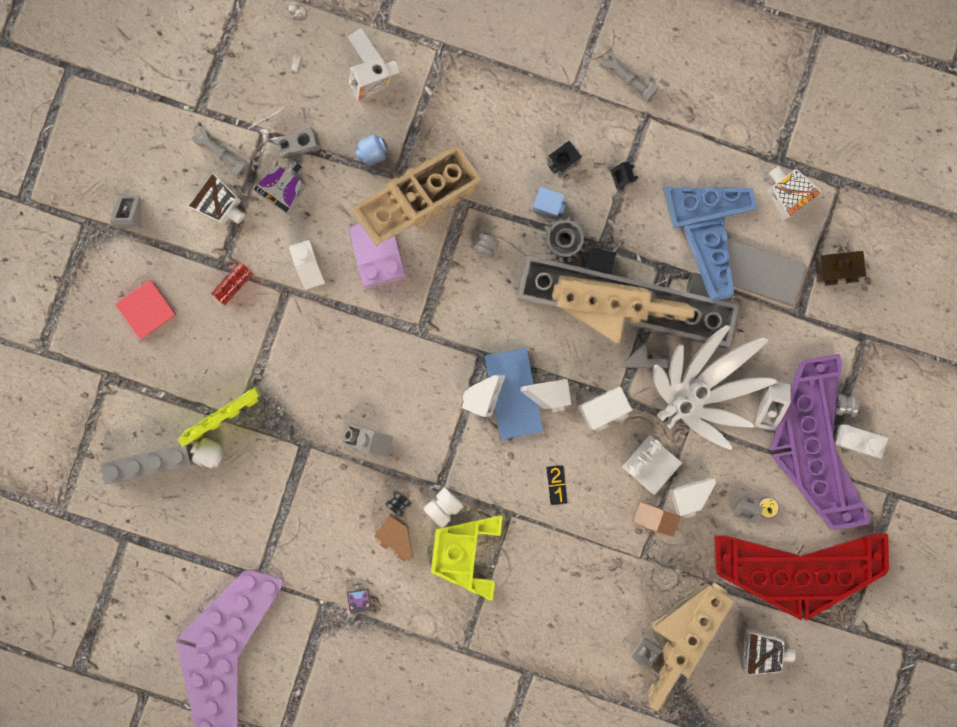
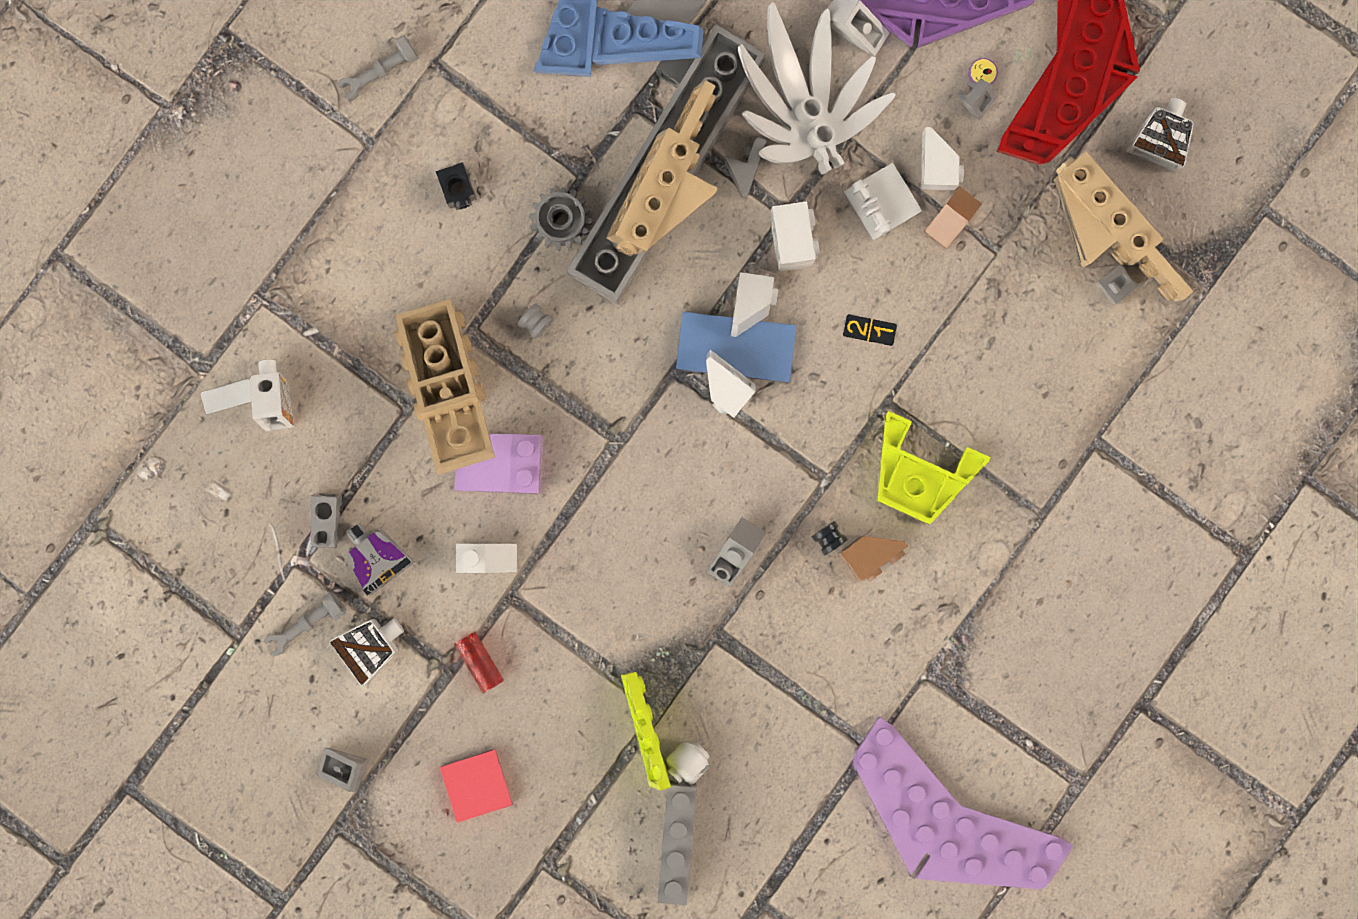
camera: 65 degrees left, 0 degrees up
(359, 600) = (937, 628): tile -> none
(372, 150) = (365, 427): light blue head -> none
(445, 505) = (852, 481): white wheel -> none
(549, 203) = (507, 223): light blue brick -> none
(599, 260) = (601, 183): black brick -> none
(623, 175) = (502, 117): black tile -> none

